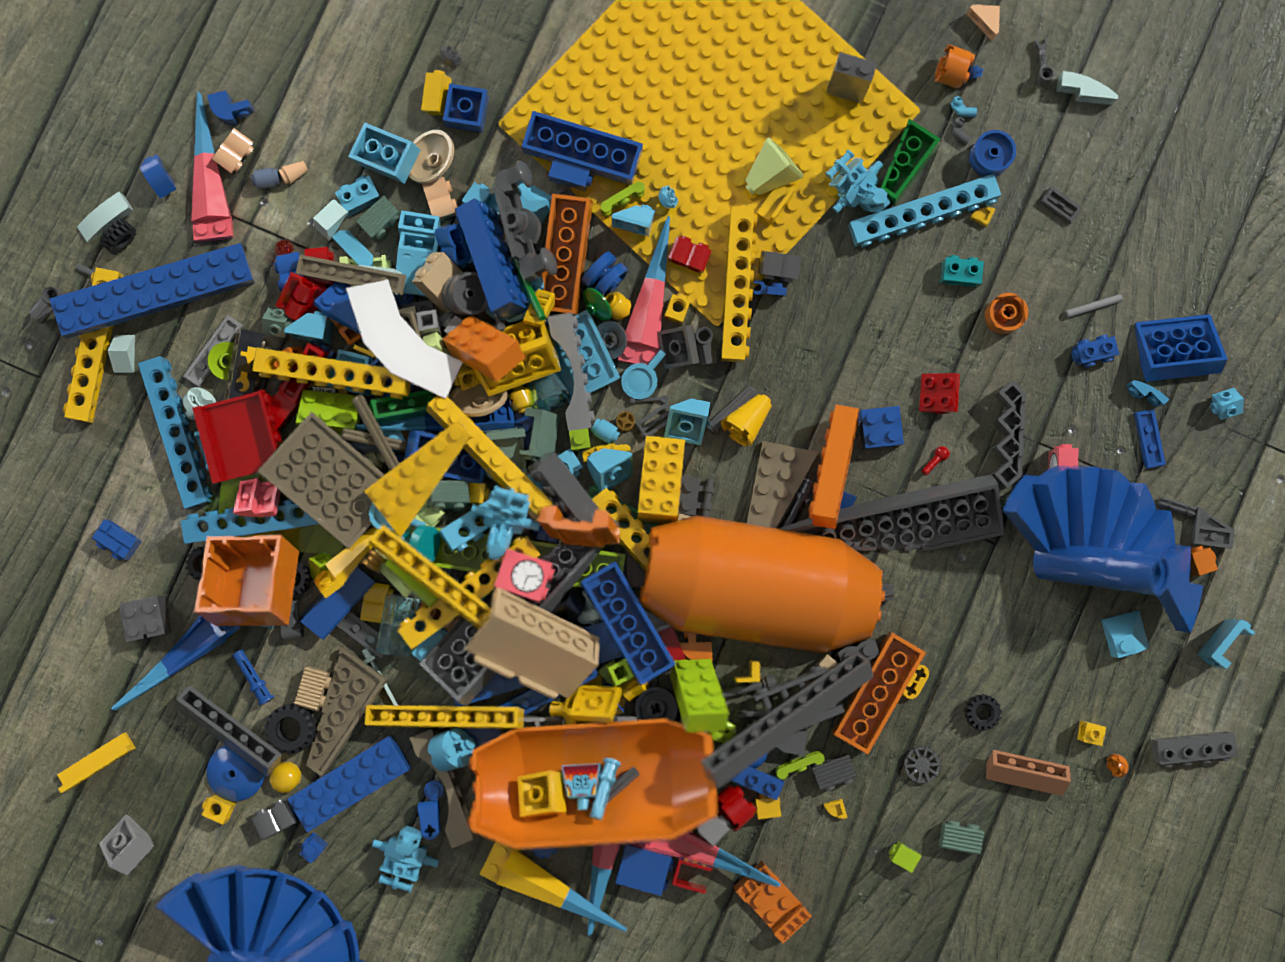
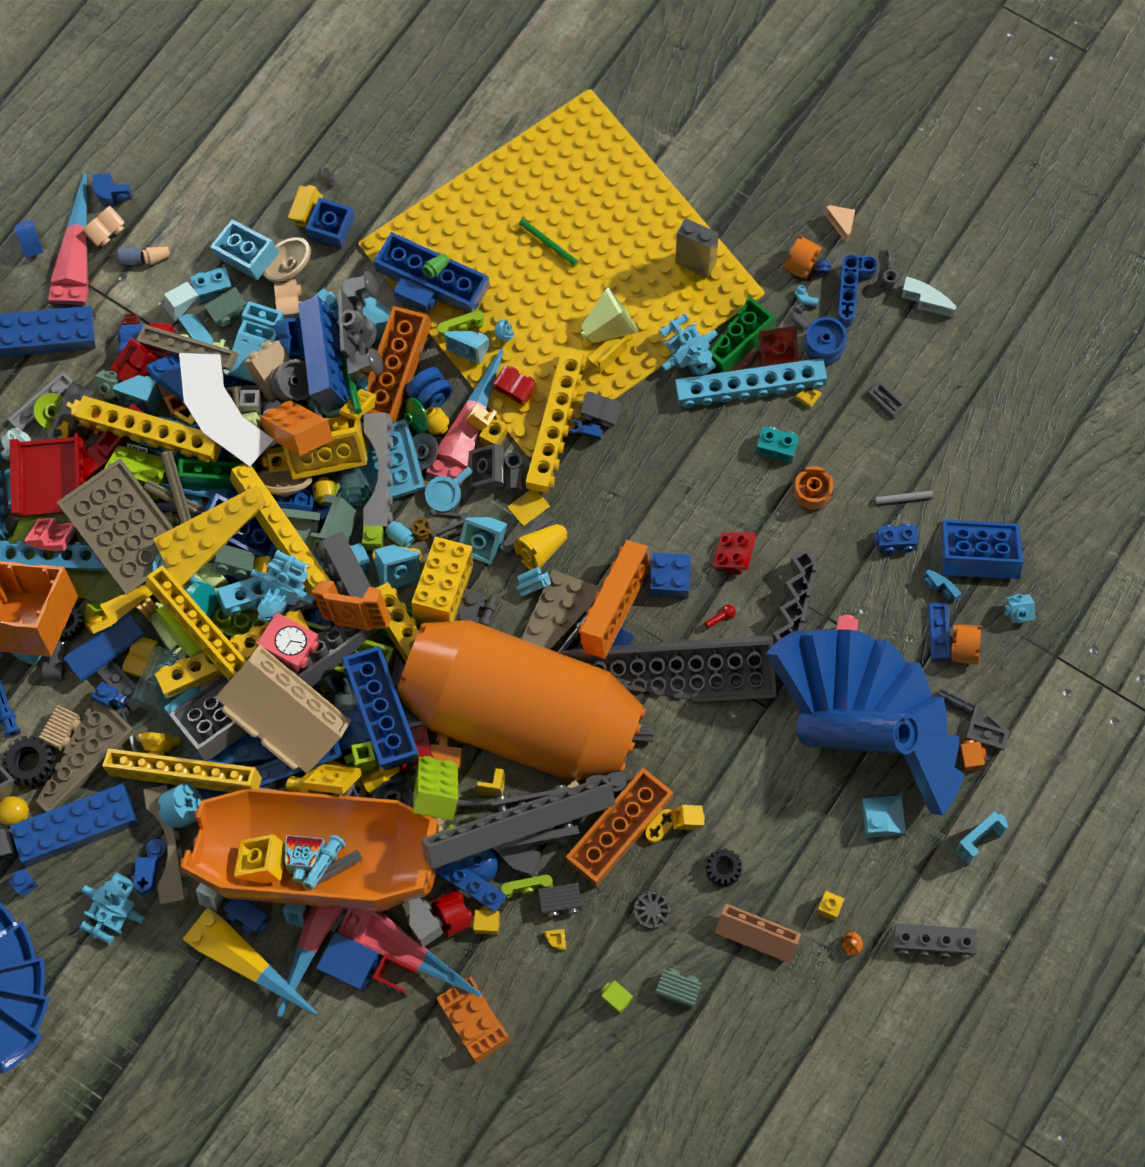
camera: 15 degrees right, 15 degrees down
(352, 648) = (108, 694): none -> blue plate
(412, 686) = (157, 742): none -> yellow rock
(586, 144) = (434, 266): none -> bright green cone
(663, 296) = (480, 417): none -> yellow panel
(693, 92) = (543, 238): none -> green bar
(725, 378) = (528, 506): none -> yellow sticker
(747, 459) = (532, 581): none -> medium azure piece
(941, 671) = (688, 817): none -> yellow brick
(947, 170) = (778, 346): none -> clear red slope
(1009, 95) = (850, 291): none -> blue beam
(1182, 450) = (966, 644): none -> orange brick

